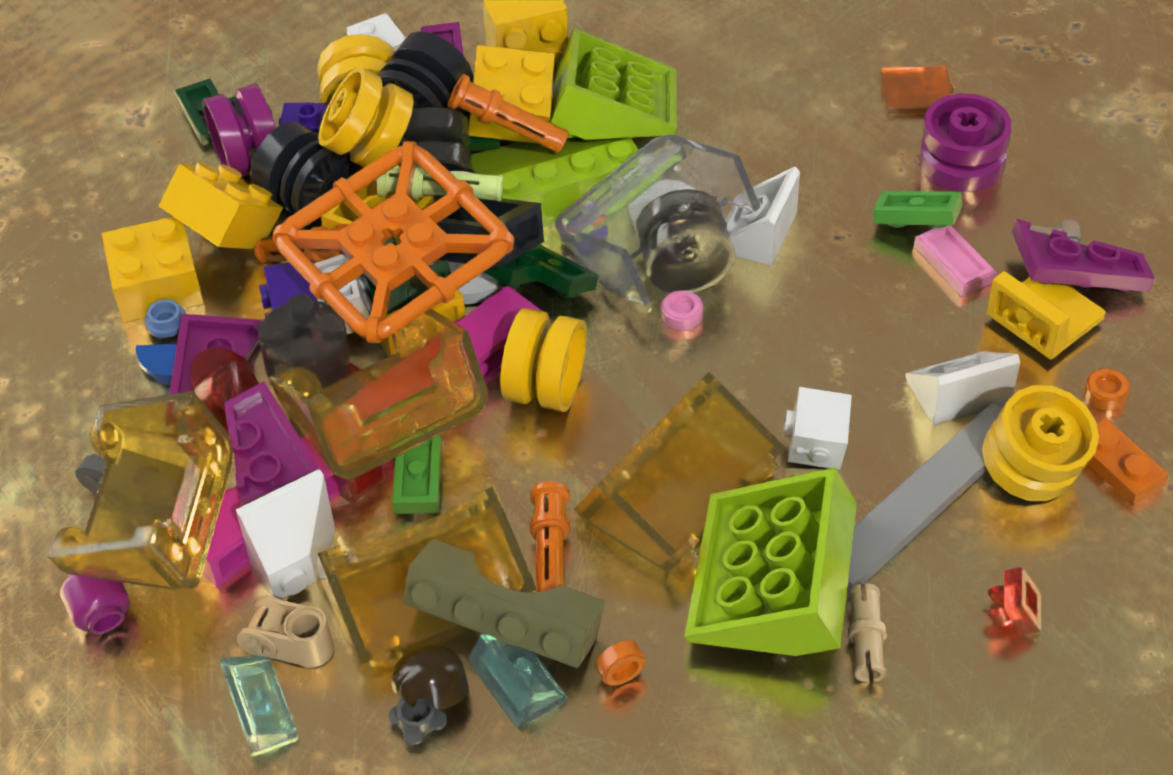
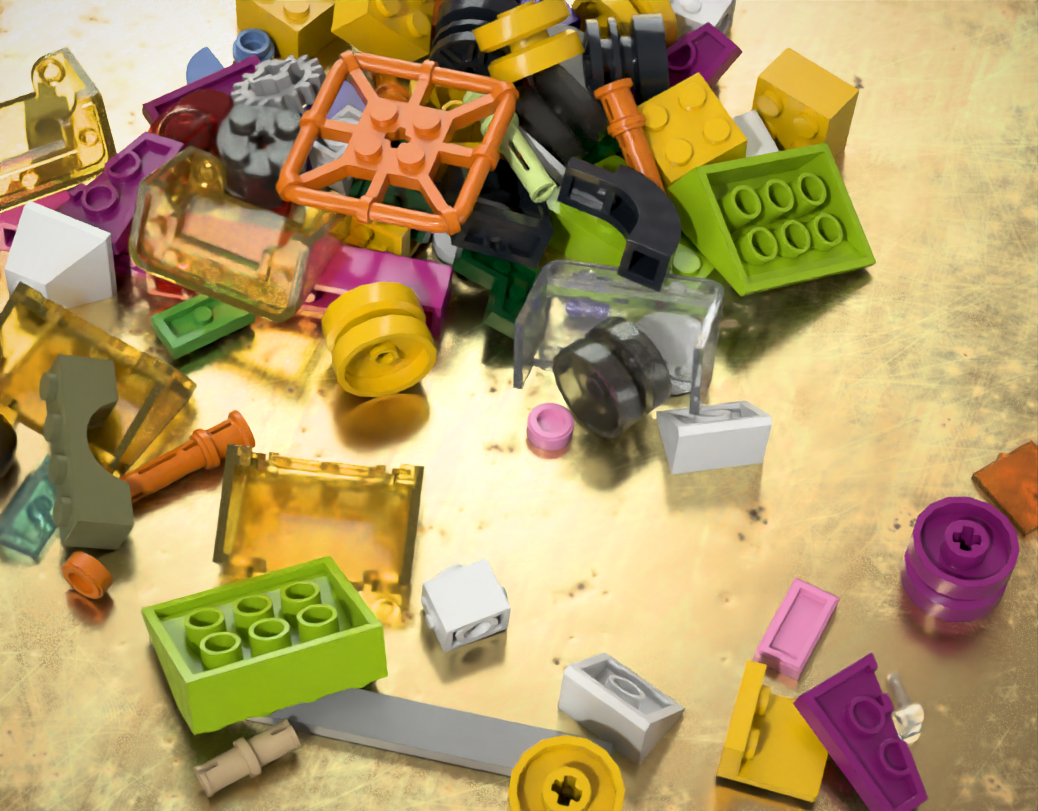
camera: 50 degrees right, 5 degrees up
(243, 305) = (281, 84): none -> light grey gear
(572, 143) = (635, 209): none -> black arch
(917, 208) = (830, 559): bright green plate -> none

